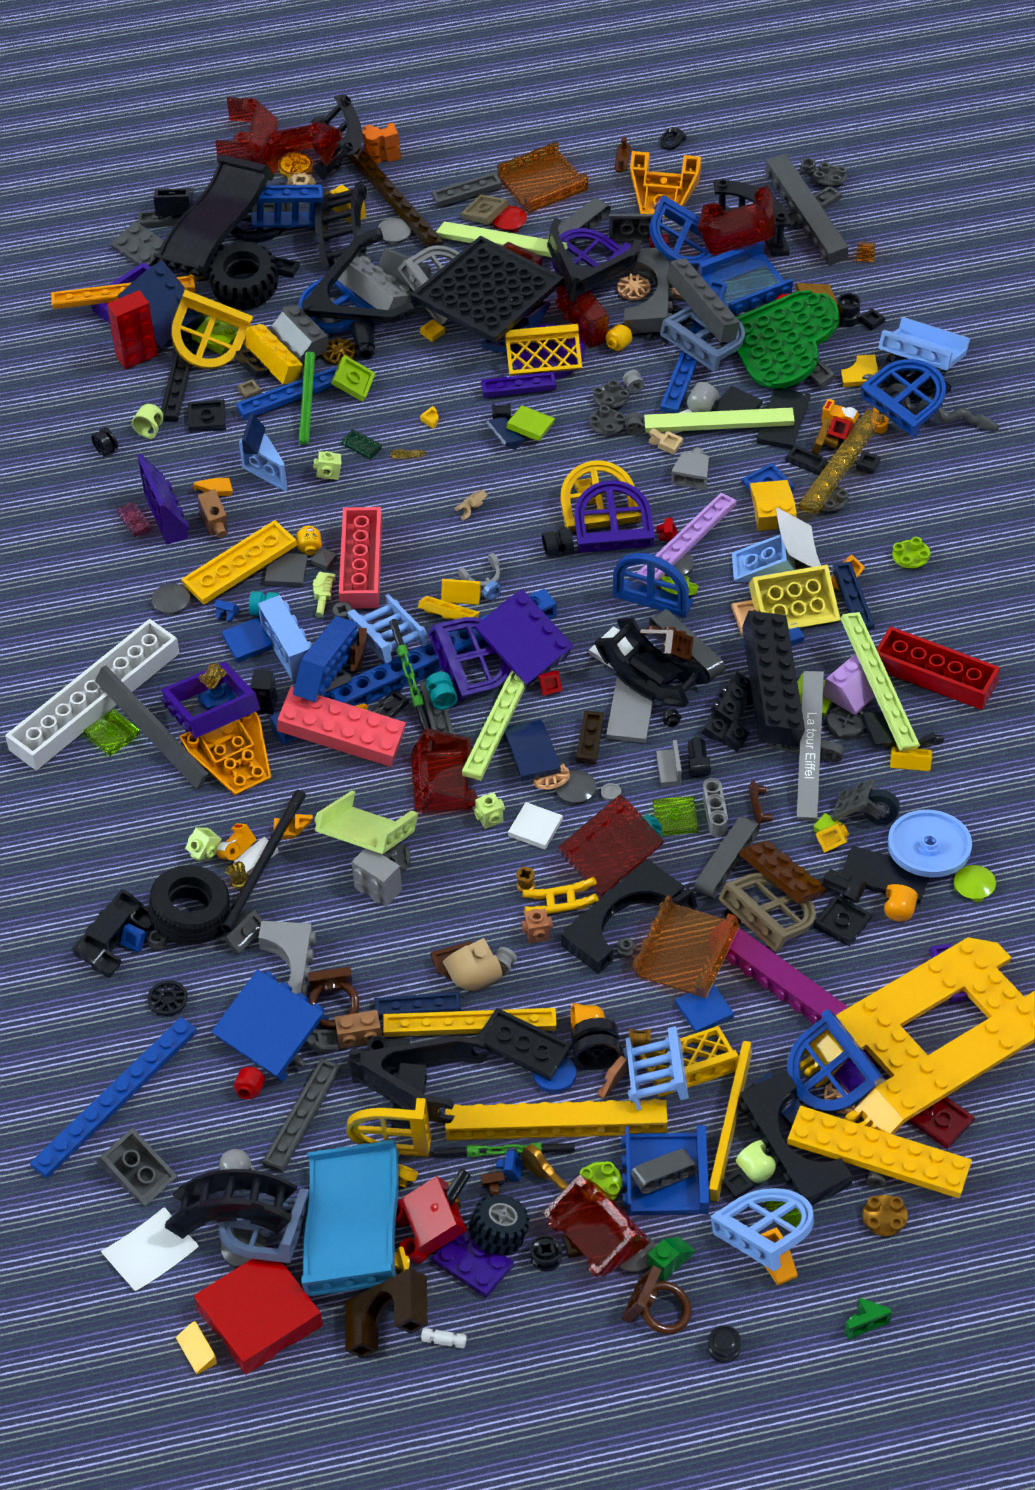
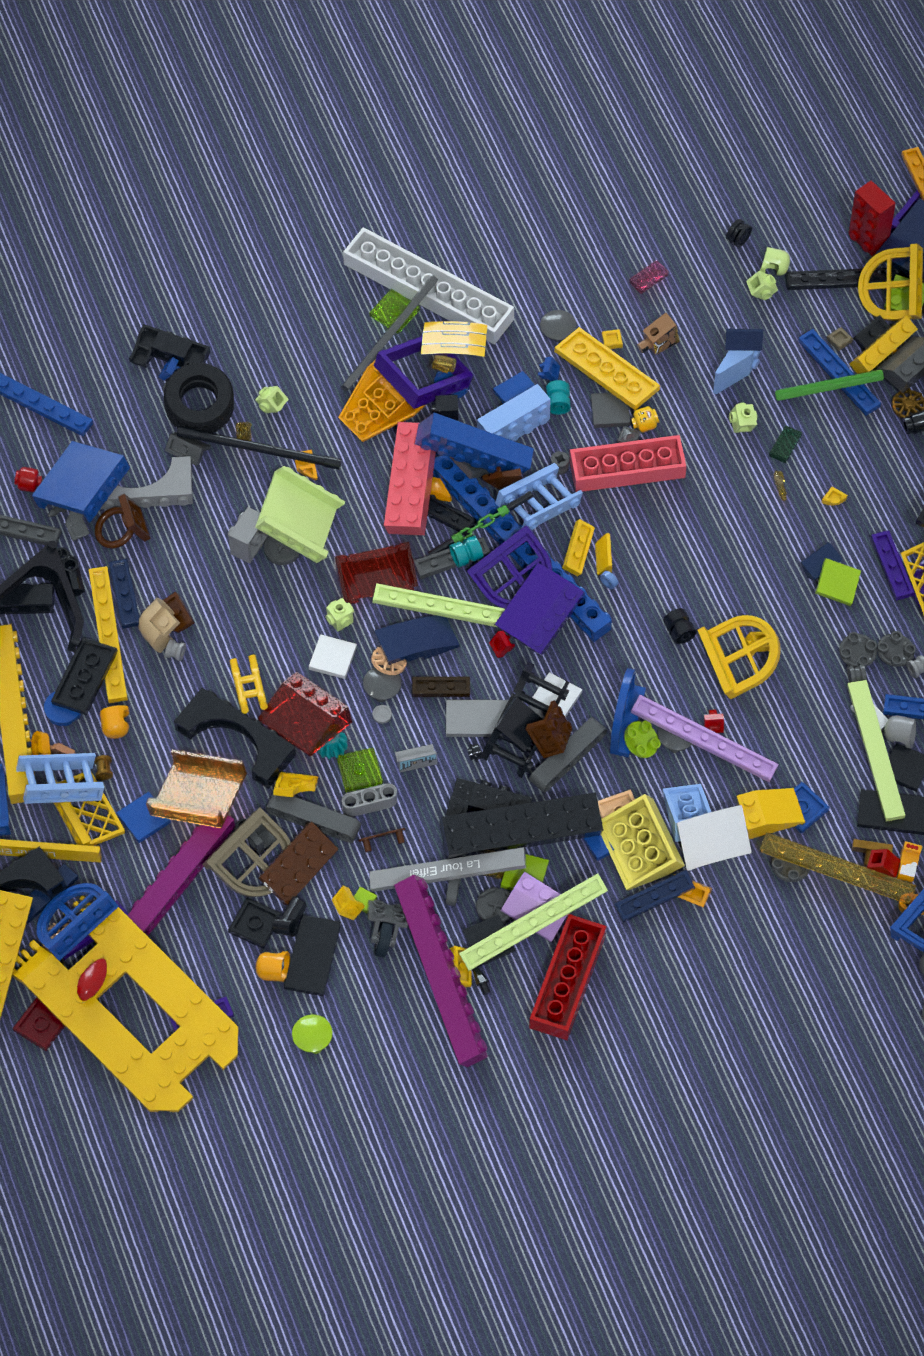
camera: 80 degrees right, 10 degrees up
(162, 503) = (664, 288): dark purple slope -> none
(167, 431) = (762, 285): none -> yellowish green brick
(167, 998) = (113, 407): black wheel -> none
(178, 668) = (454, 338): none -> yellow sticker
(199, 558) = (612, 339): none -> yellow tile
(206, 416) = (797, 310): black tile -> none
(221, 485) = (702, 334): light orange slope -> none
(236, 843) = (276, 425): light orange leg -> none
(252, 855) = (267, 438): white tile -> none
(322, 590) = (587, 440): yellowish green piece -> none
(353, 378) = (865, 419): lime plate -> none
(357, 1028) = (89, 549): medium nougat brick -> none
(473, 500) = (724, 548): tan plate -> none
(493, 560) = (648, 578): light grey piece -> none
(501, 411) = (849, 554): black bush -> none
(525, 879) = (265, 655): pearl gold bush -> none
(537, 925) = (214, 670): nougat brick -> none
(595, 1043) = (85, 729): black wheel -> none
(606, 1088) = (40, 743): none -> light orange beam
(613, 539) = (692, 673): dark purple window -> none
(626, 952) = (204, 750): dark grey plate -> none
(668, 442) = (839, 708): tan plate -> none
(686, 899) = (254, 786): black plate -> none
(689, 867) = (290, 784): none -> yellow tile
(691, 470) = (803, 734): light grey torso -> none
(698, 761) = (423, 781): black piece -> none
(806, 460) = (842, 839): black tile -> none
(868, 462) = (846, 896): black plate -> none
(911, 553) = (726, 947): lime dish -> none
(913, 1048) = (92, 980): none -> red arm
(921, 762) = (441, 971): none -> magenta brick
(929, 843) = (345, 986): light blue dish -> none

